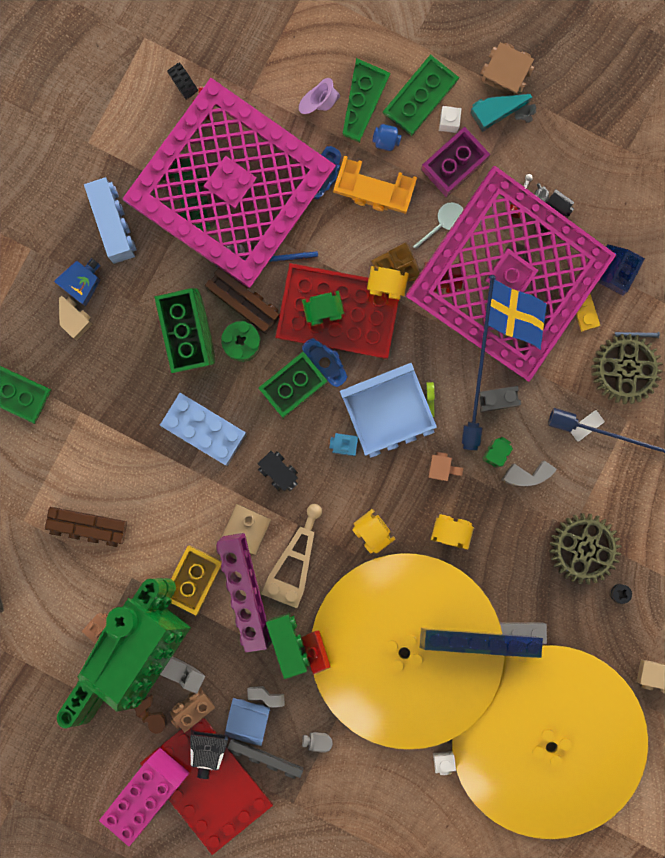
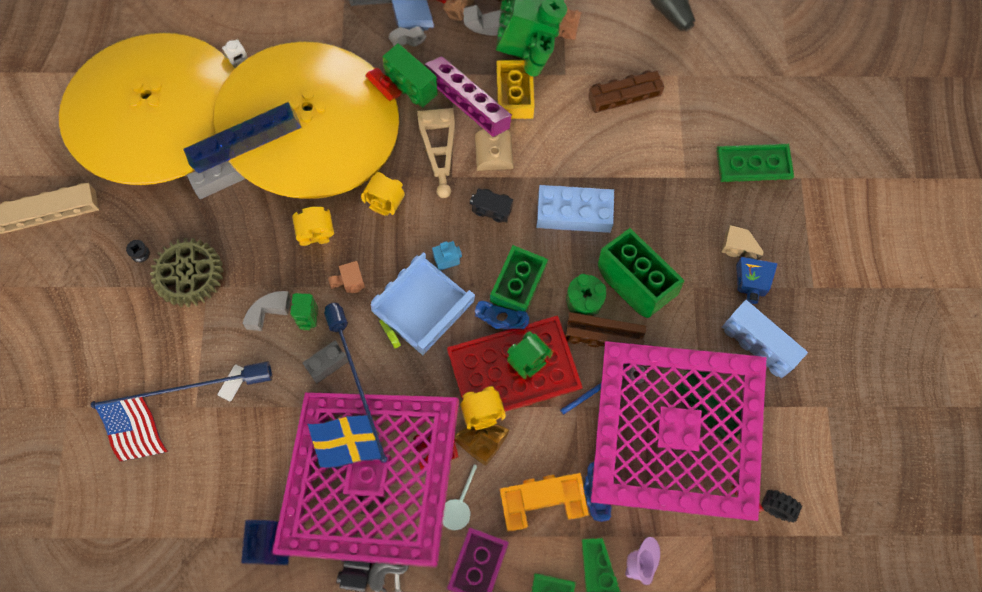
camera: 150 degrees right, 15 degrees down
(317, 742) = (347, 24): light grey arm -> none
(386, 137) = (558, 556): blue head -> none
(587, 315) = (275, 483): yellow plate -> none
(634, 365) = (208, 447): olive gear -> none
(653, 335) = (219, 491): sand blue piece -> none

